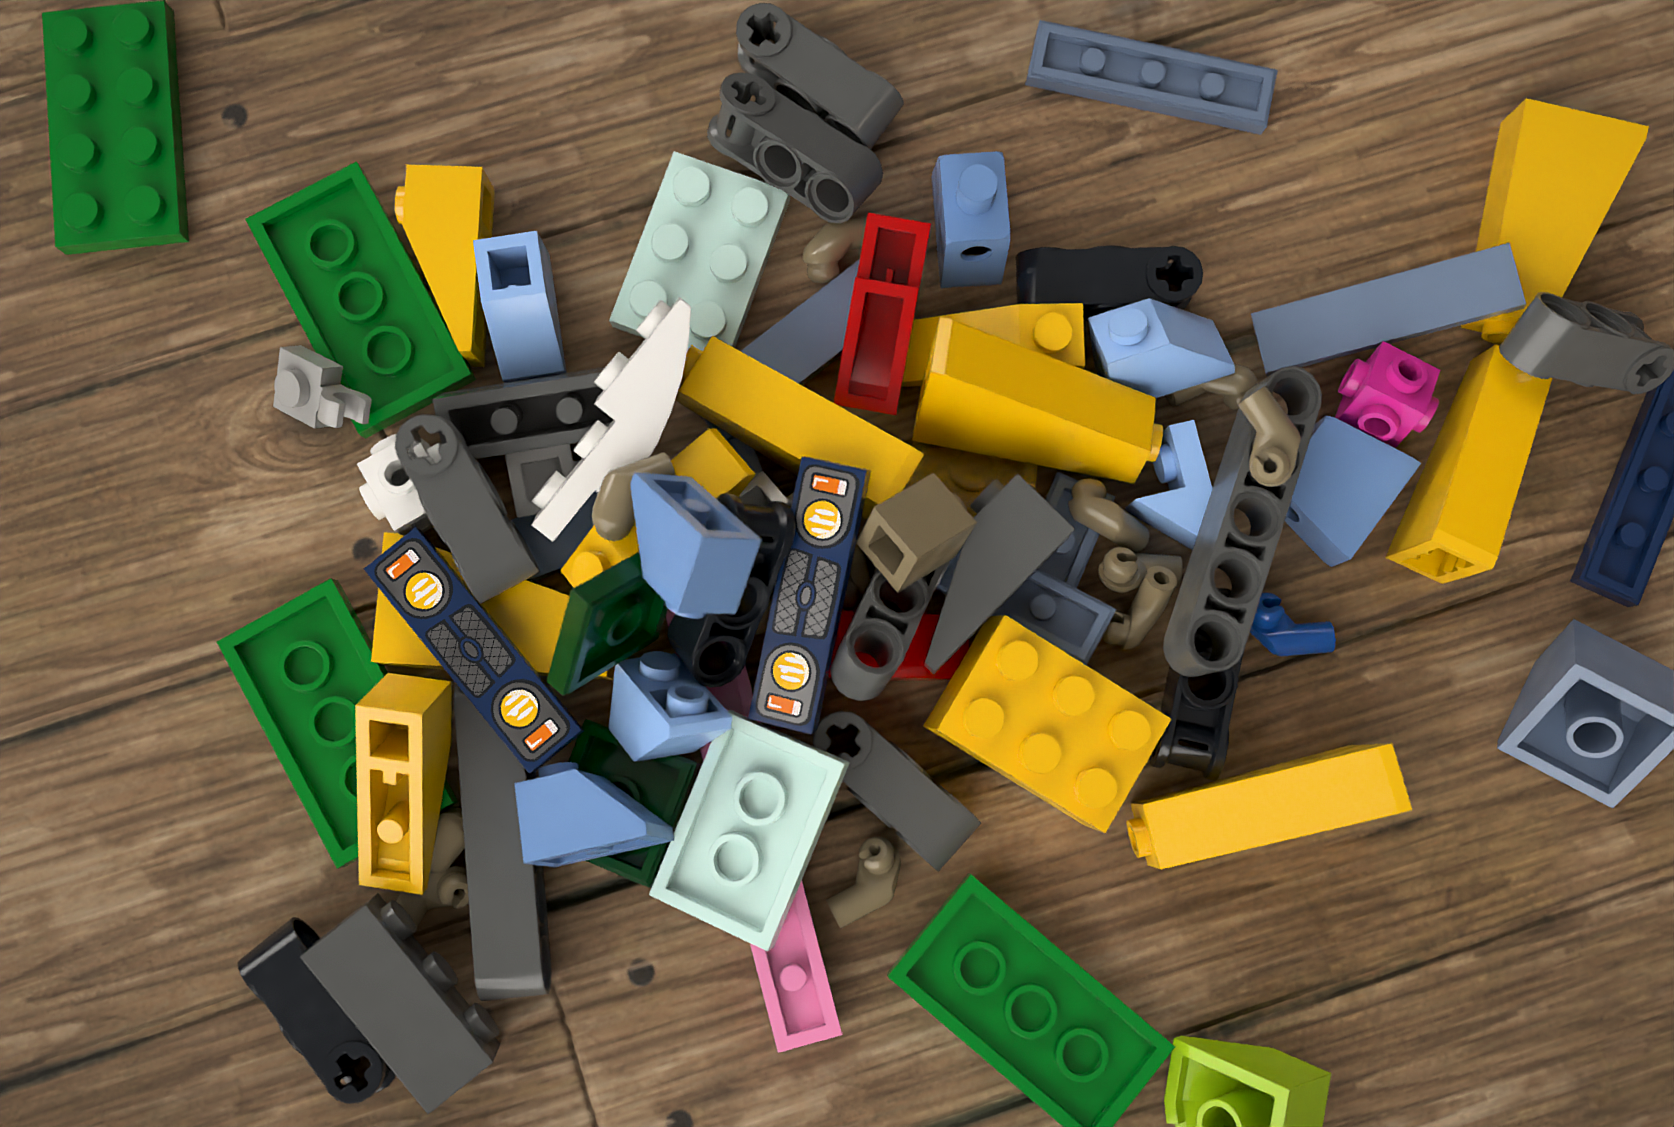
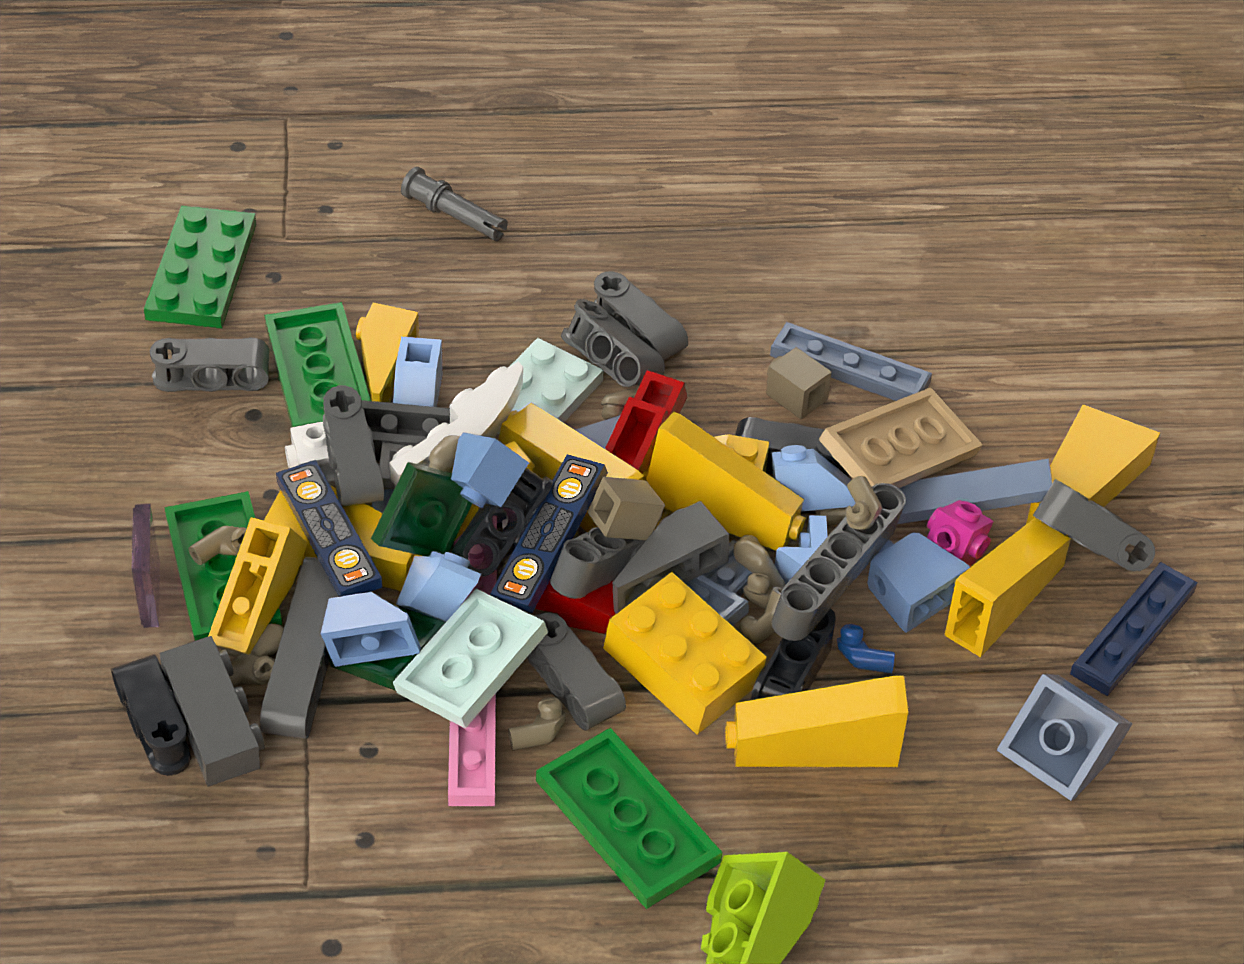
camera: 15 degrees right, 35 degrees down
(193, 336) = (210, 364): none -> dark grey piece
(224, 778) = (145, 565): none -> tile
(312, 390) = (273, 398): light grey plate -> none
(323, 696) = (223, 540): none -> dark tan arm
(971, 213) = (714, 379): medium blue torso -> none
(1085, 143) = (798, 382): none -> dark tan brick
(1272, 248) = (901, 440): none -> tan plate

